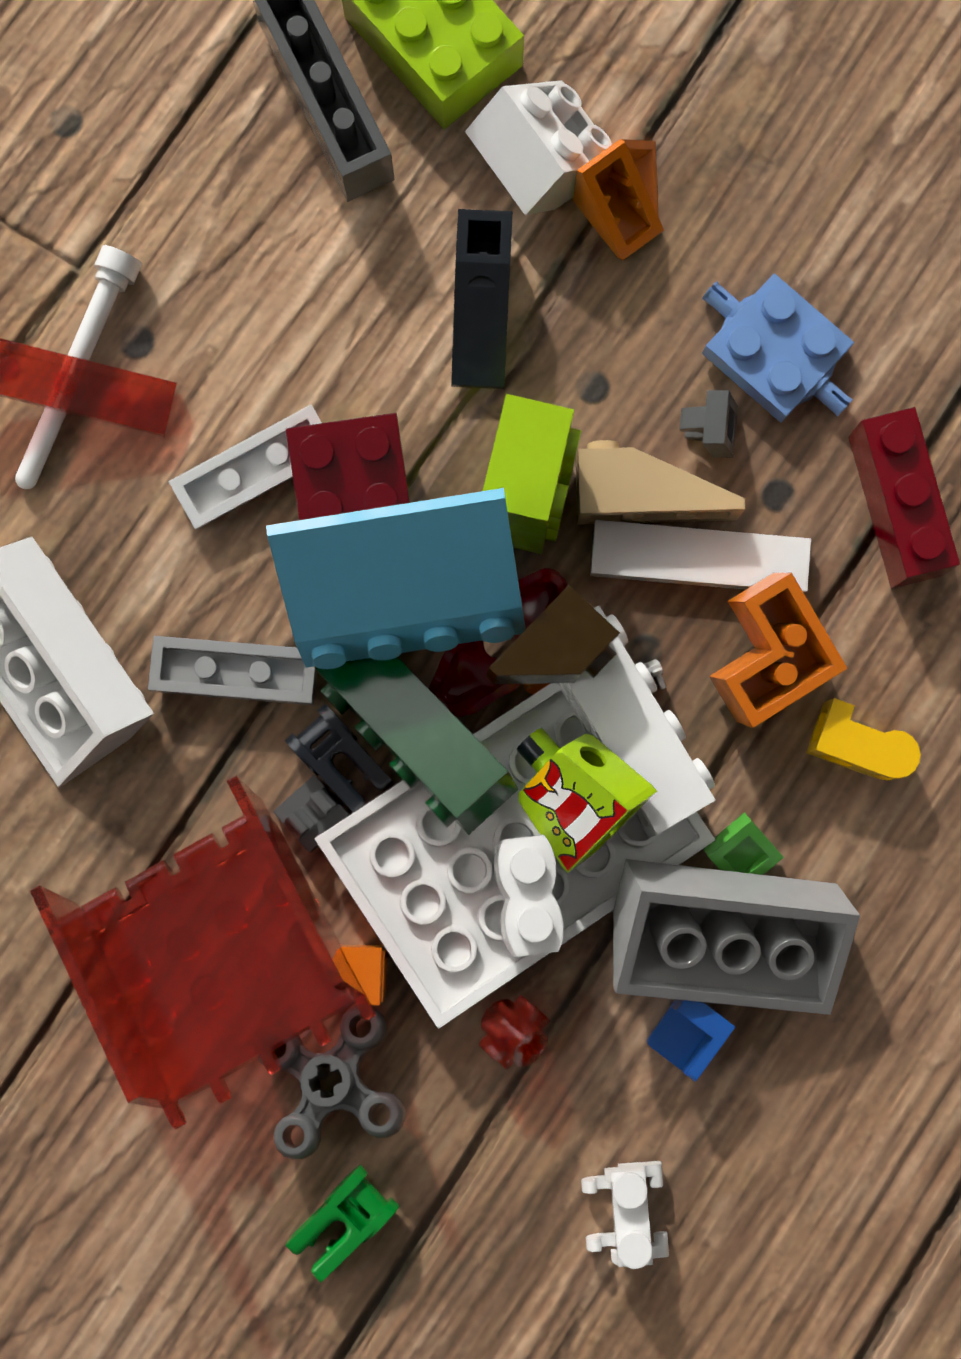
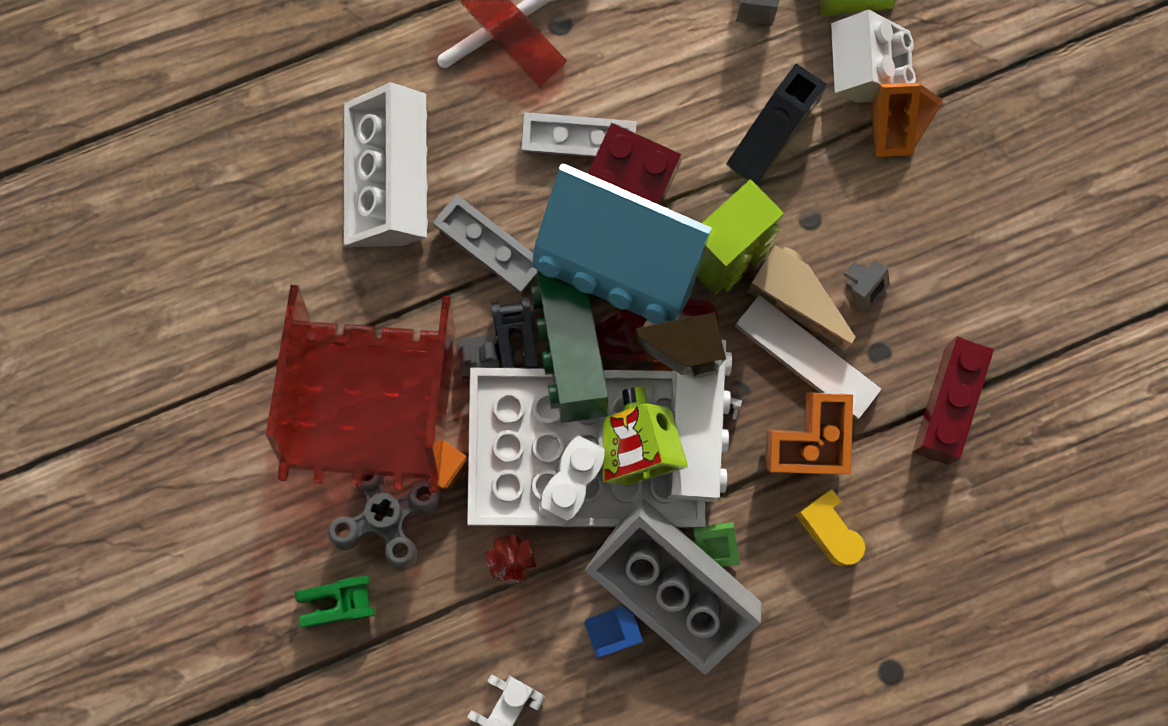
camera: 30 degrees right, 5 degrees down
(777, 348) = (936, 266): medium blue plate -> none

